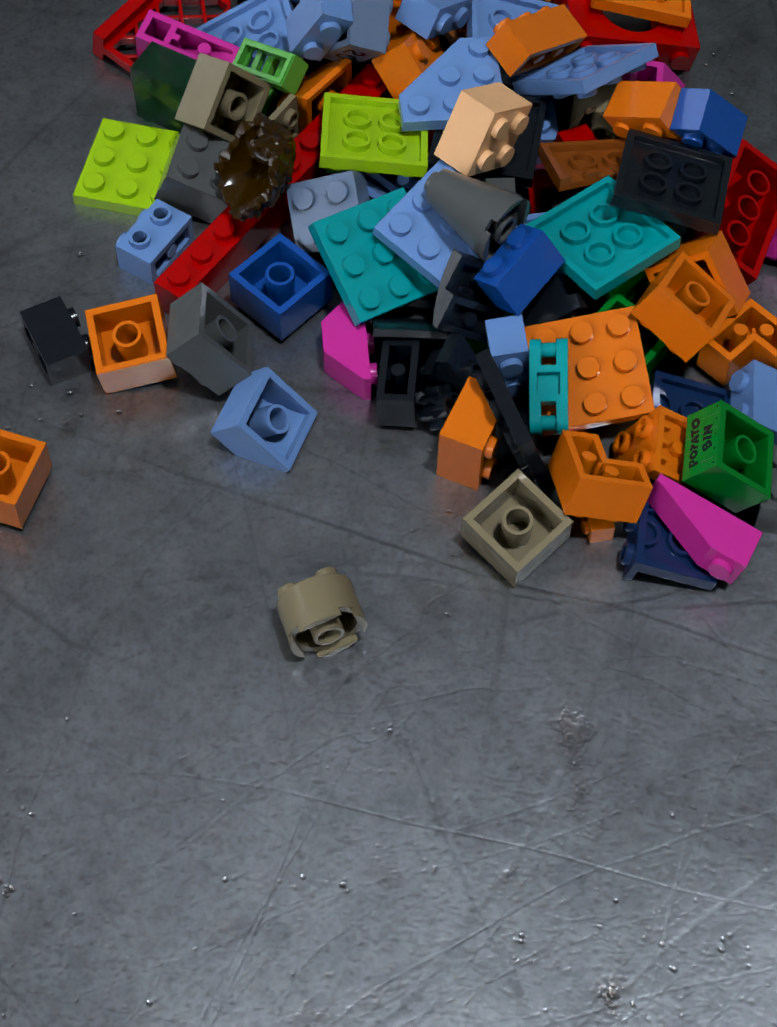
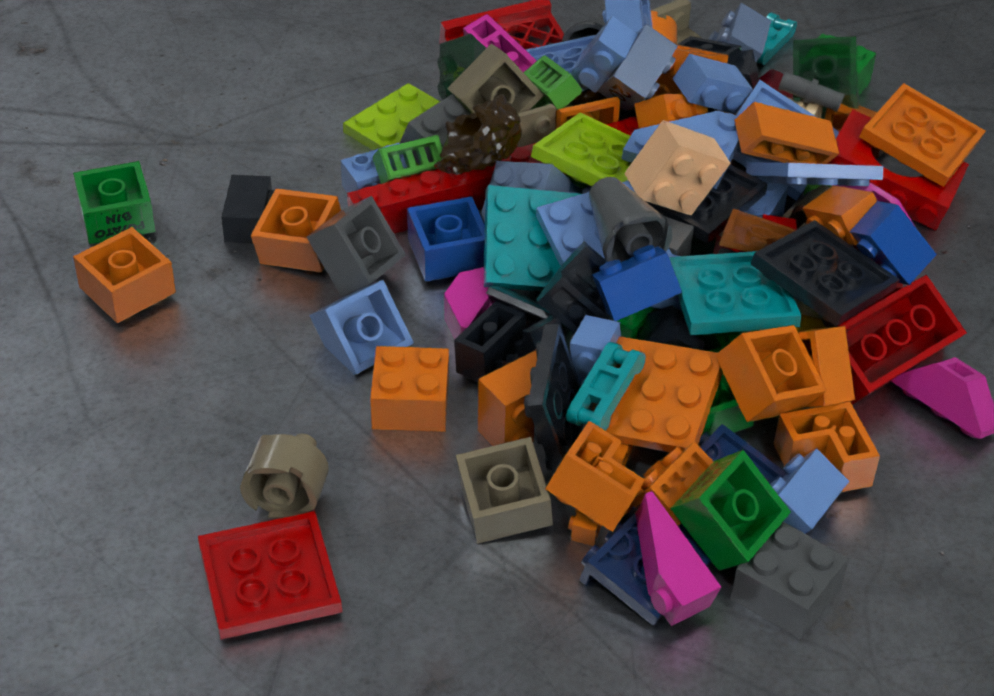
camera: 30 degrees right, 15 degrees down
(175, 233) = (384, 167): none -> bright green slope
(358, 464) = (410, 389): none -> orange brick
(366, 713) = (269, 575): none -> red plate

